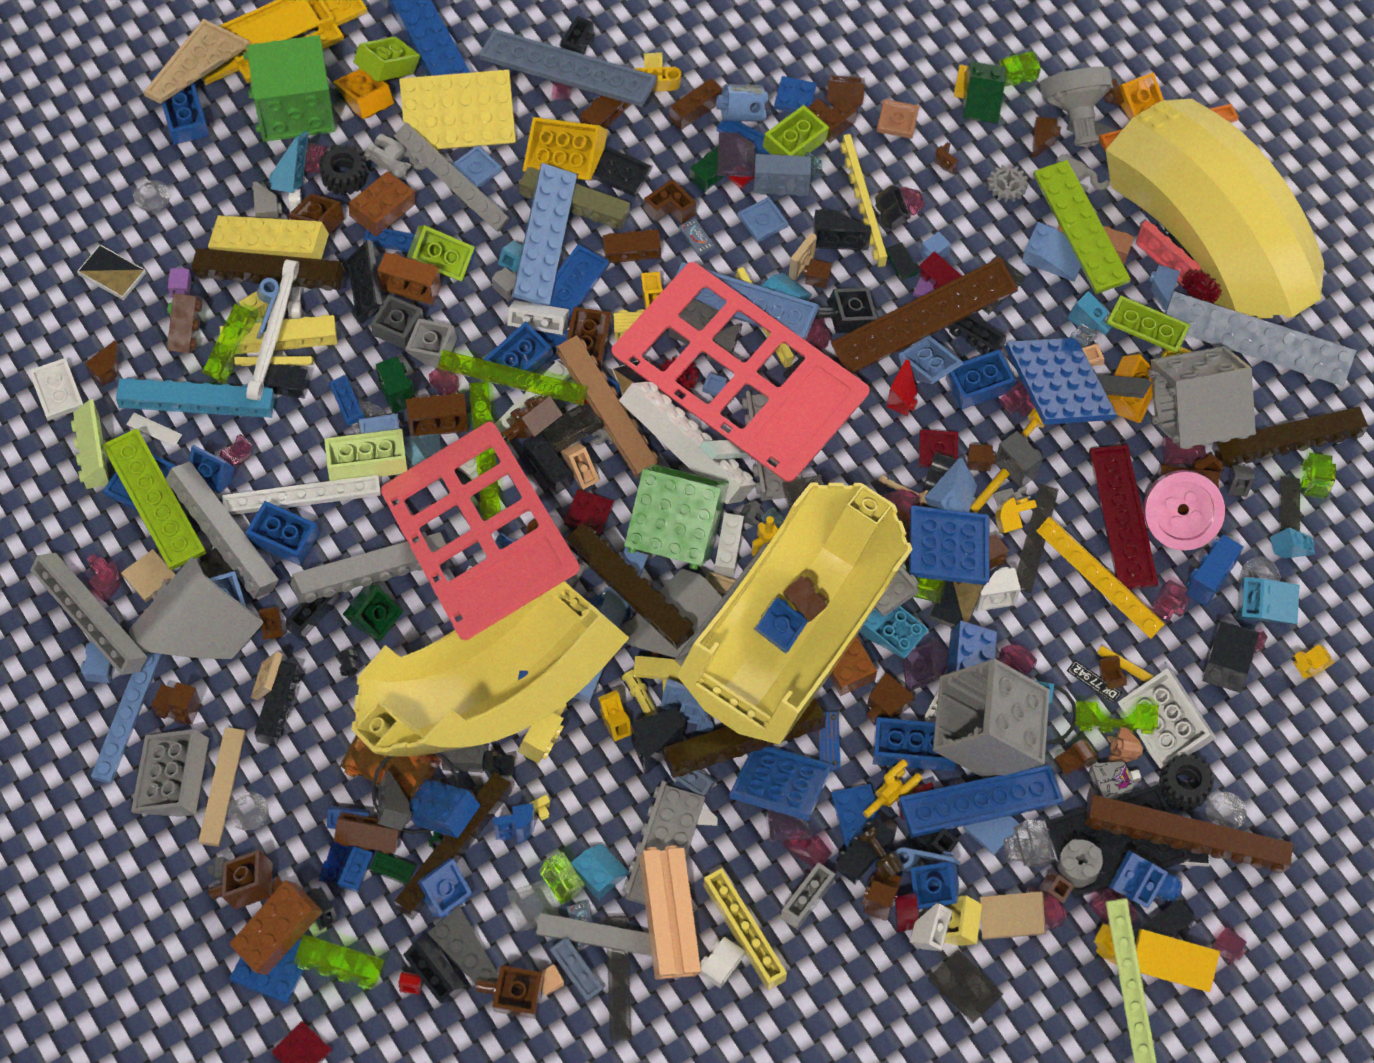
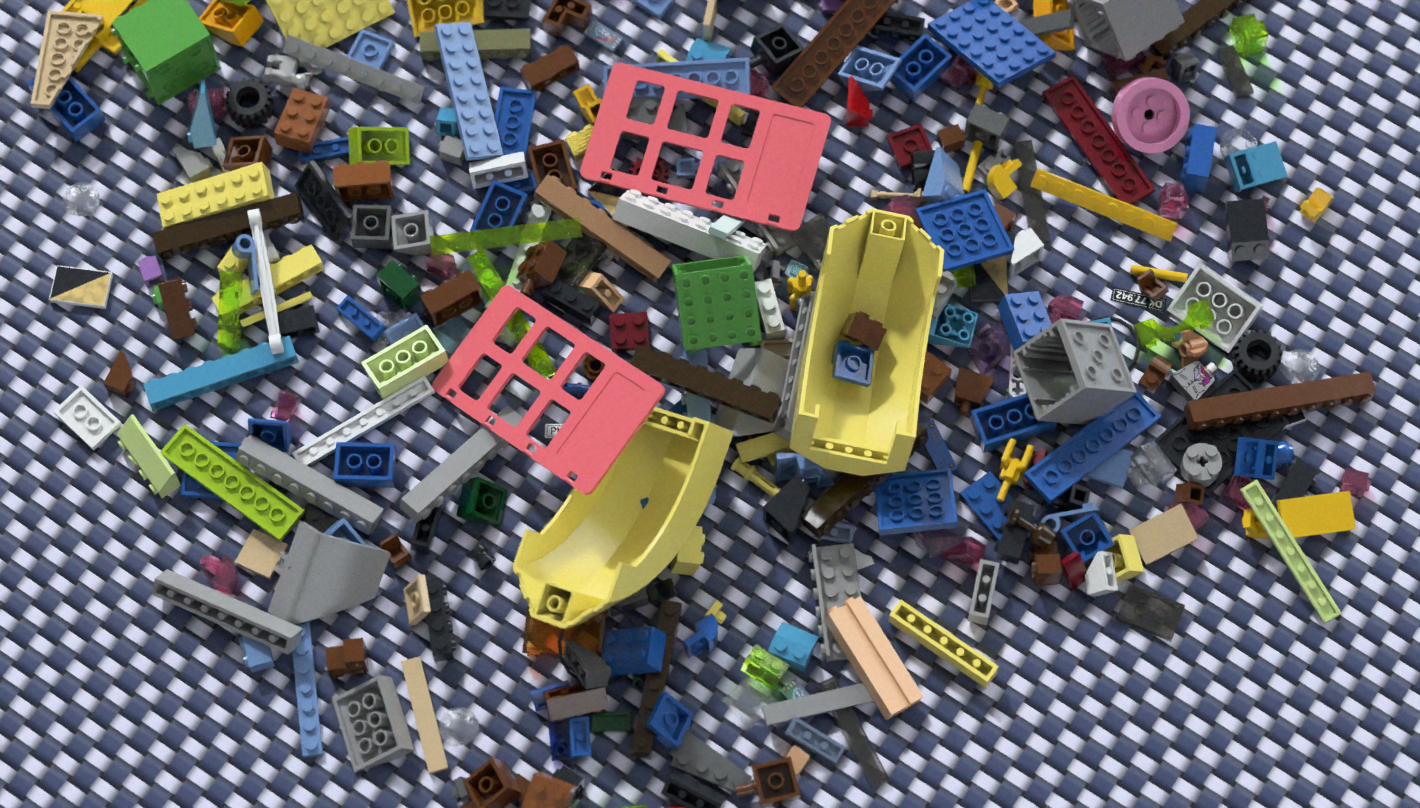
camera: 20 degrees left, 5 degrees up
(154, 429) = (204, 418): white sticker -> none
(614, 715) = (741, 506): yellow brick -> none
(721, 962) = (936, 680): white brick -> none
(817, 273) = (729, 26): reddish brown brick -> none
(1292, 544) = (1253, 106): dark azure slope -> none

